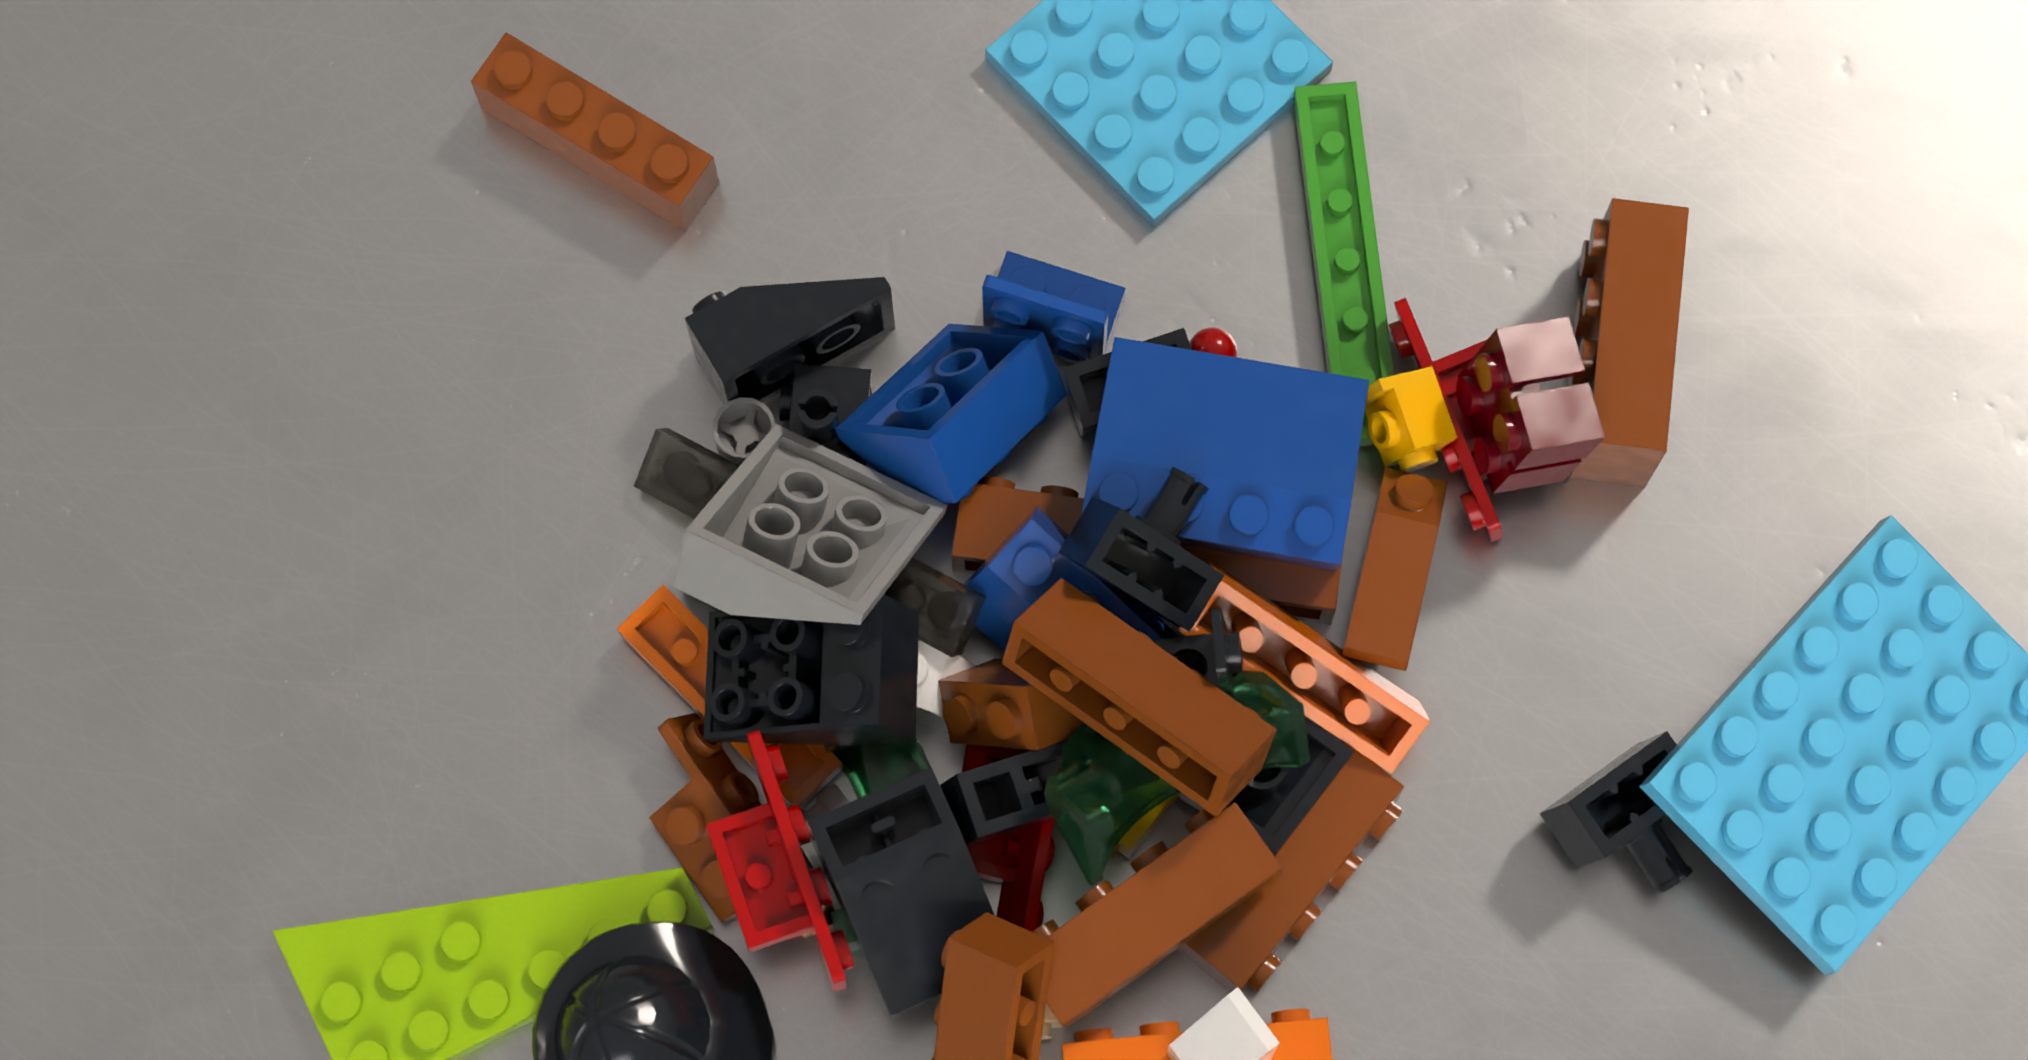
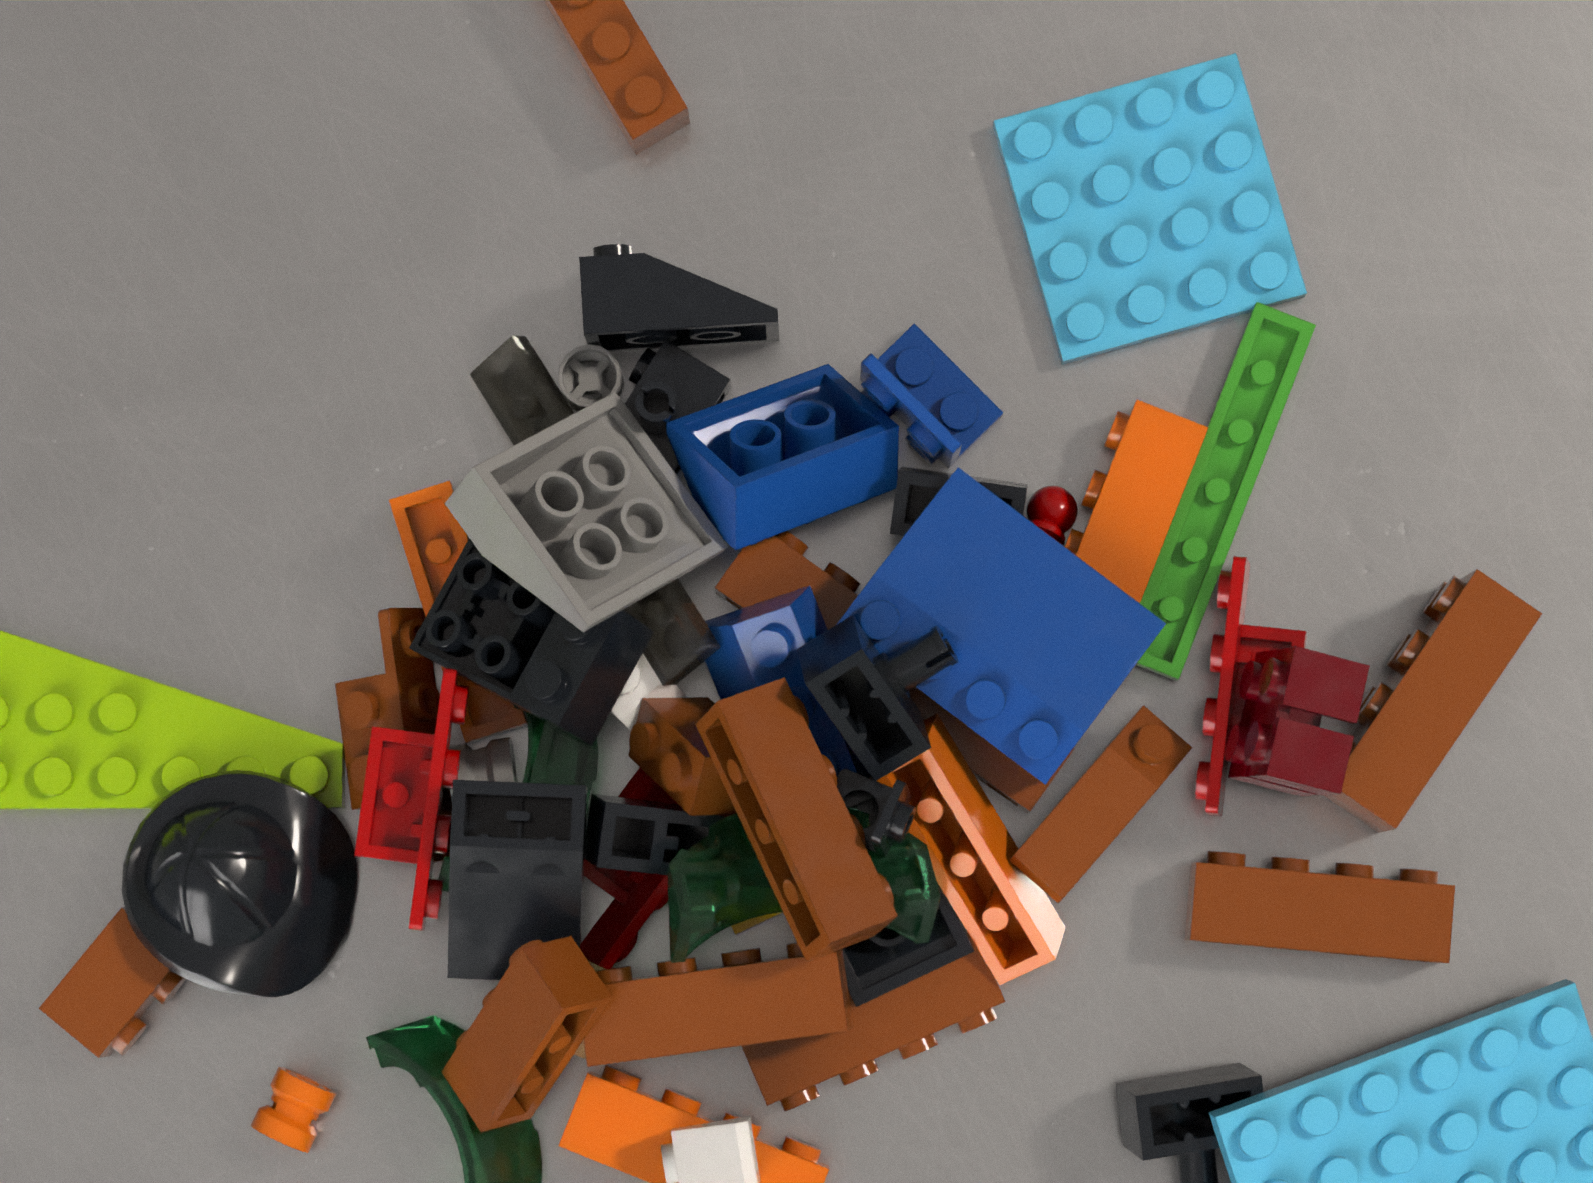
camera: 30 degrees right, 10 degrees up
(1279, 288) = (1137, 494): none -> orange brick
(1408, 419) = (1187, 674): yellow brick -> none
(1633, 573) = (1318, 910): none -> dark orange brick

